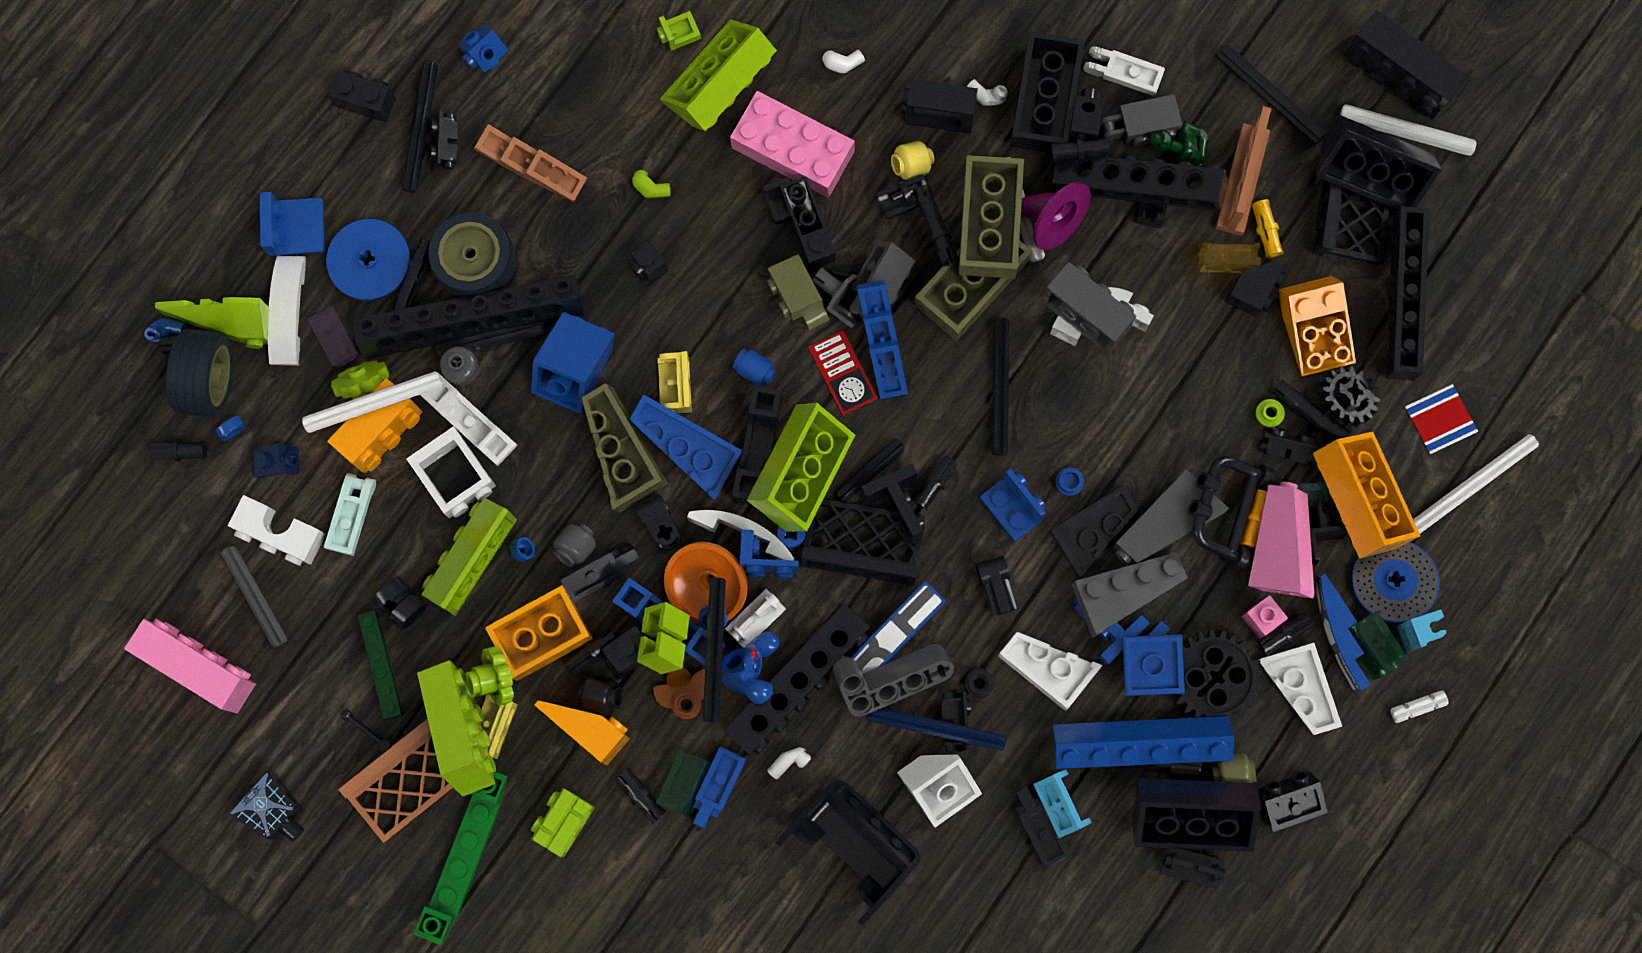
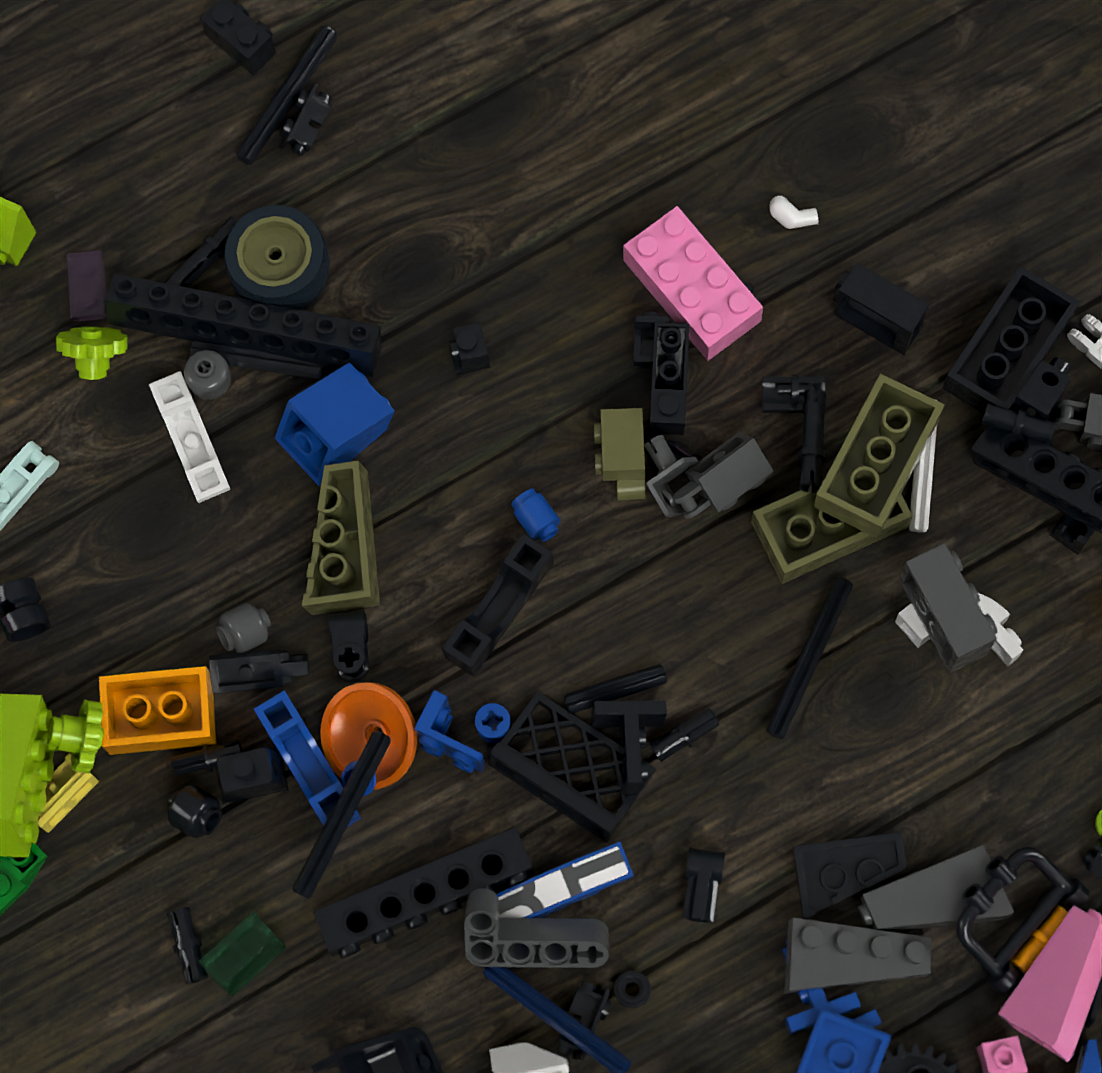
camera: 25 degrees right, 5 degrees down
(284, 310) = (45, 234): white slope -> none
(291, 225) = (96, 144): blue bracket -> none
(354, 244) = (156, 193): blue piece -> none
(370, 435) = (83, 402): light orange brick -> none
(372, 402) = (89, 371): white axle -> none
(437, 449) = (140, 457): white window -> none
(468, 556) = (120, 591): lime slope -> none
(482, 49) = (393, 37): blue brick -> none
(519, 544) = (184, 602): blue hinge -> none
(530, 163) = (389, 184): nougat slope -> none
(562, 822) = (85, 936): lime brick -> none
(595, 733) = (166, 852): light orange slope -> none
(648, 187) = (508, 265): lime arm -> none
(669, 629) = (301, 768): lime piece -> none
(675, 381) = (439, 495): light yellow hinge -> none
(678, 30) = (621, 105): lime bracket -> none
(682, 687) = (286, 843): dark orange plate -> none
(689, 446) = (424, 576): blue wing -> none
(710, 520) = (410, 667): white slope -> none
(717, 785) = (278, 973): blue hinge -> none
(719, 74) = (644, 172): lime slope -> none
(744, 665) = (369, 848): blue head -> none
(755, 618) = (408, 801): white hinge -> none
(787, 758) = (371, 978): white arm -> none
(801, 467) = (535, 650): lime brick -> none
(842, 372) = (635, 564): sticker -> none
(882, 339) = (695, 545): blue slope -> none
(912, 160) = (821, 357): light yellow head -> none
(991, 96) = (941, 322): white arm -> none
(1014, 505) = (762, 800): blue bracket -> none
(1050, 670) = (720, 1009): white wing -> none
(1056, 214) = (960, 486): magenta piece -> none
(1069, 481) = (841, 801): blue plate -> none

